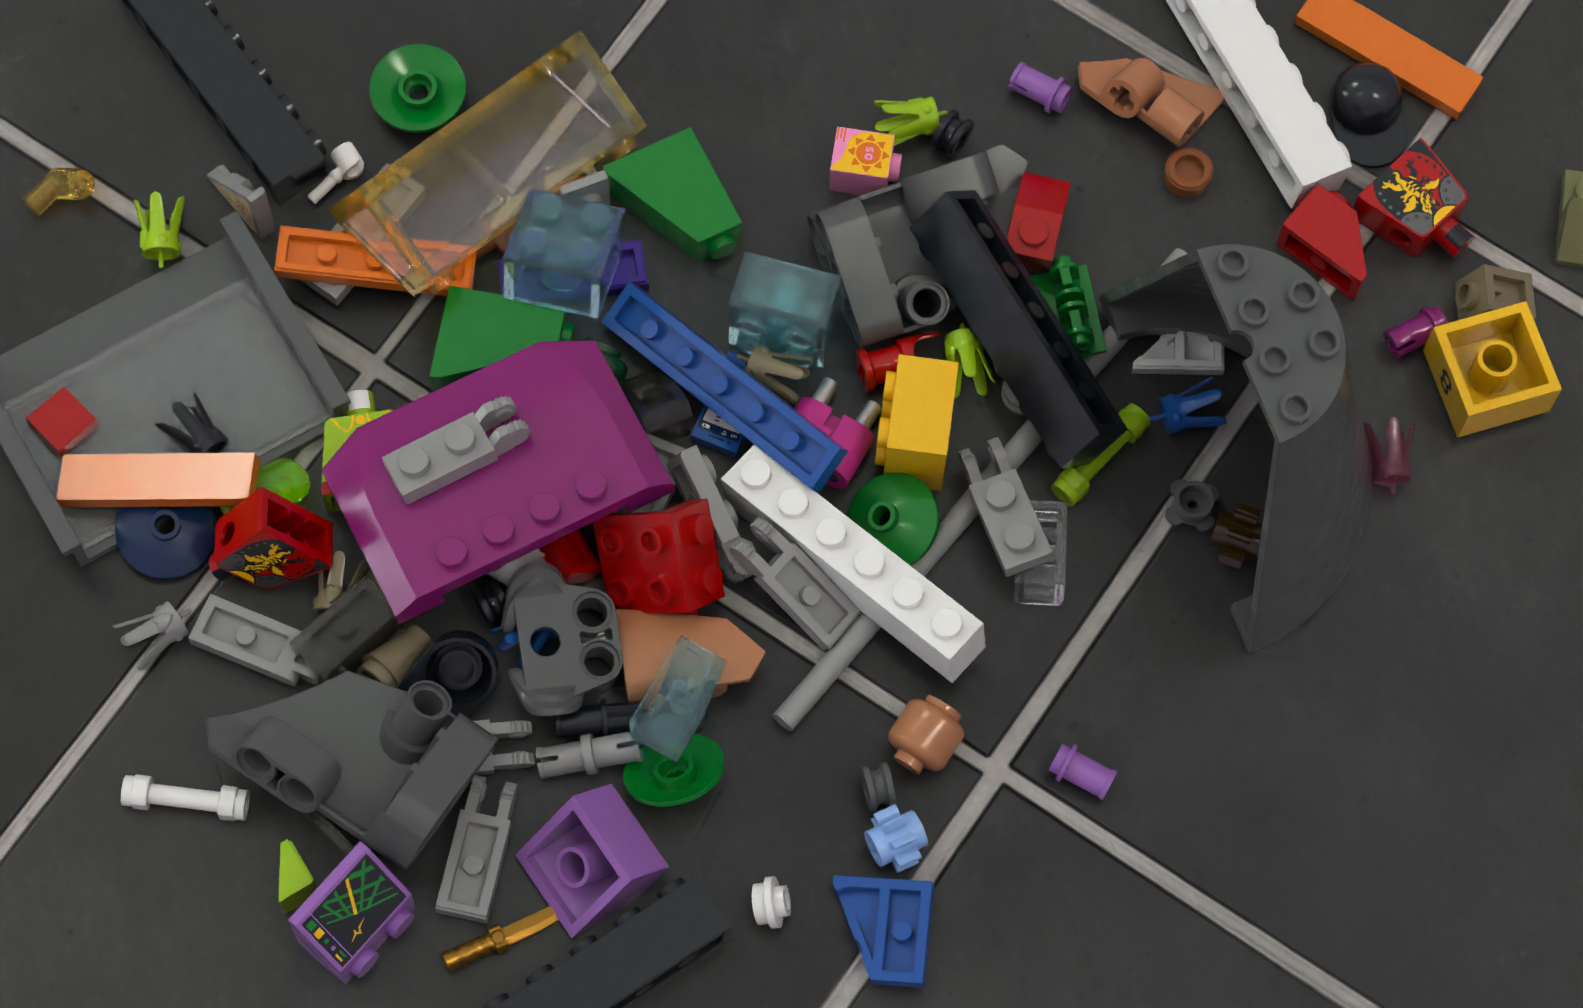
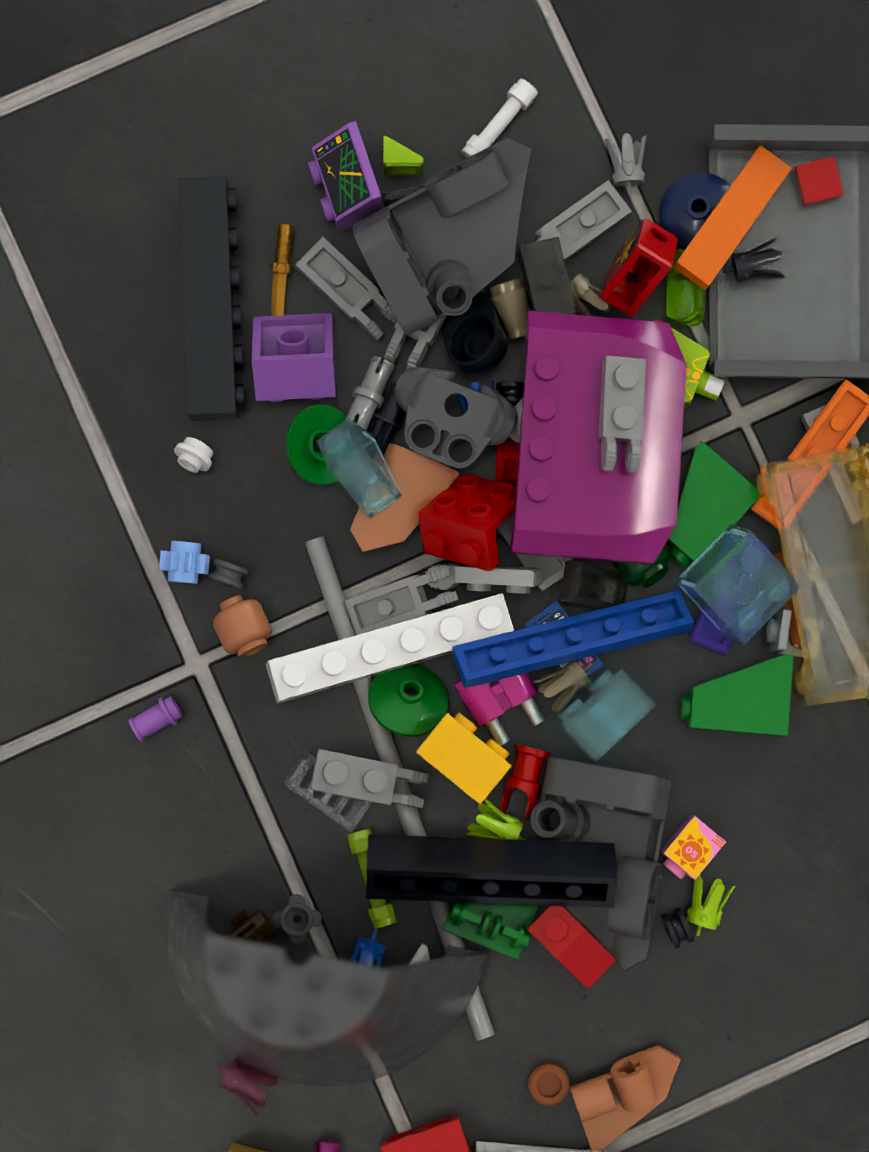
camera: 120 degrees right, 15 degrees up
(890, 926) = (130, 524): blue wing -> none
(1040, 87) = (677, 1017): medium lavender pin -> none

